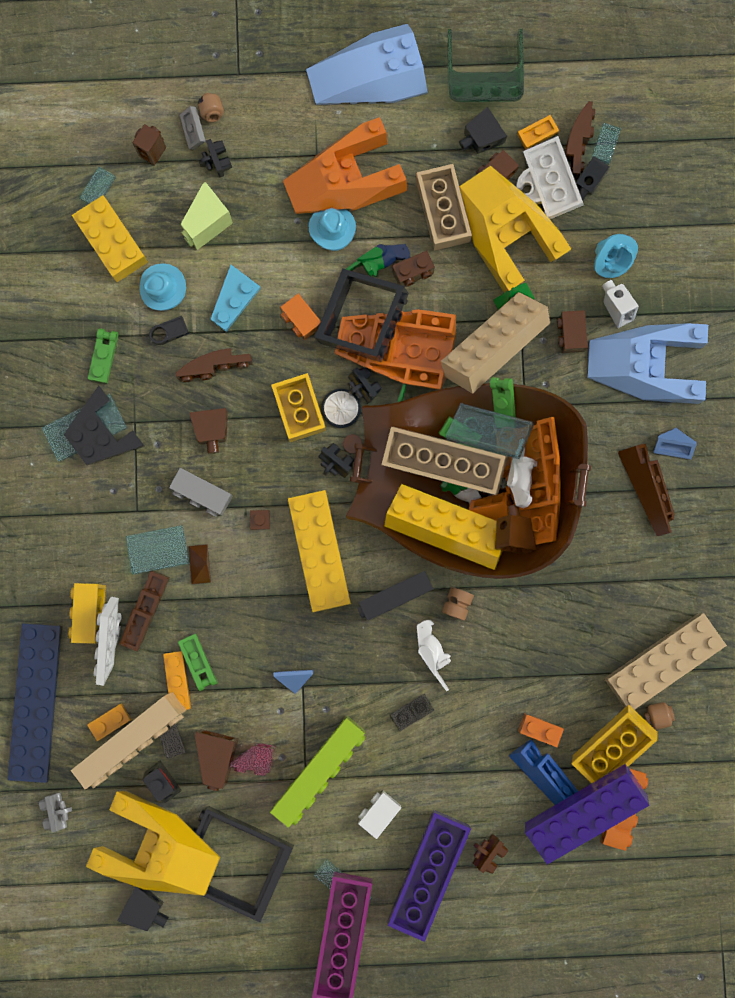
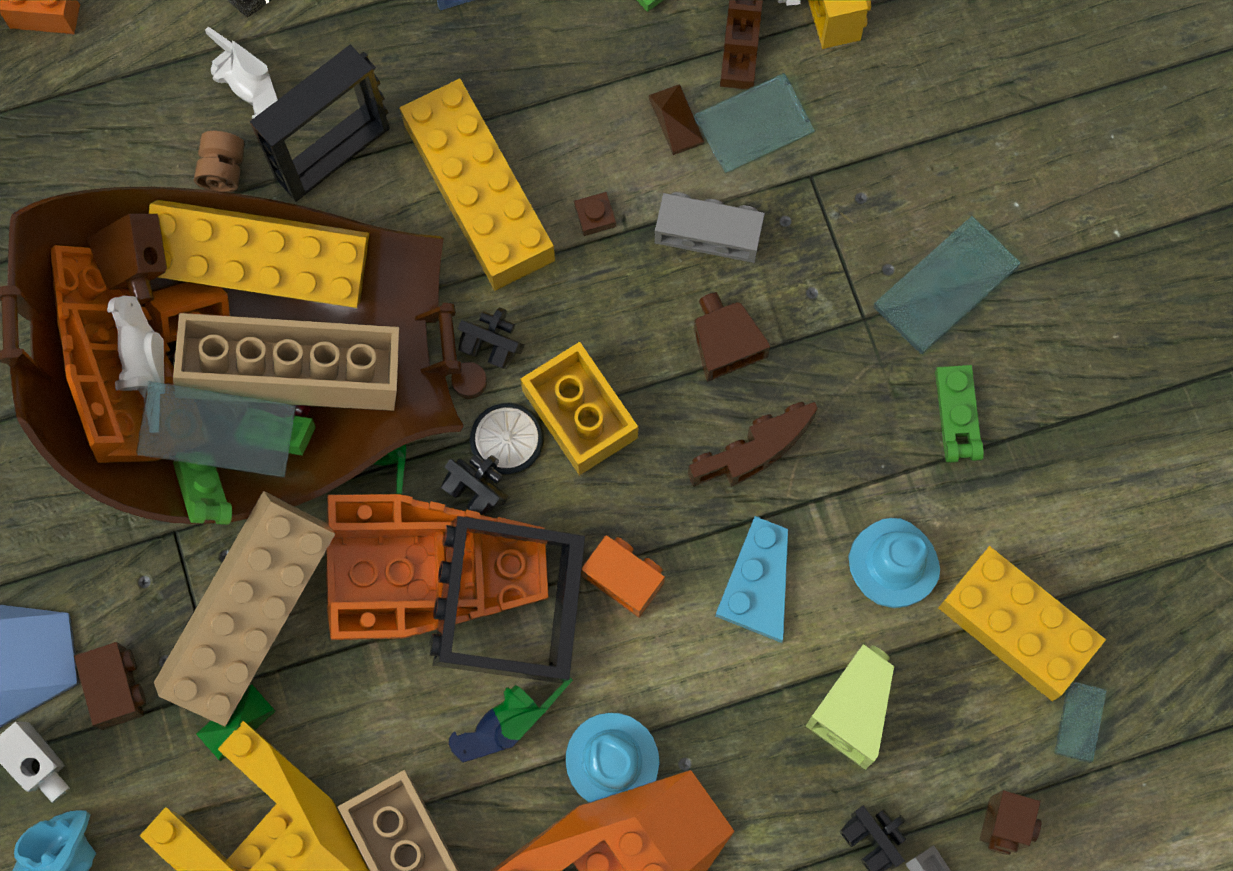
camera: 165 degrees right, 10 degrees down
(92, 437) = (926, 266): black wing -> none
(174, 329) = (849, 494): black piece -> none
(413, 269) = (436, 720): reddish brown brick -> none

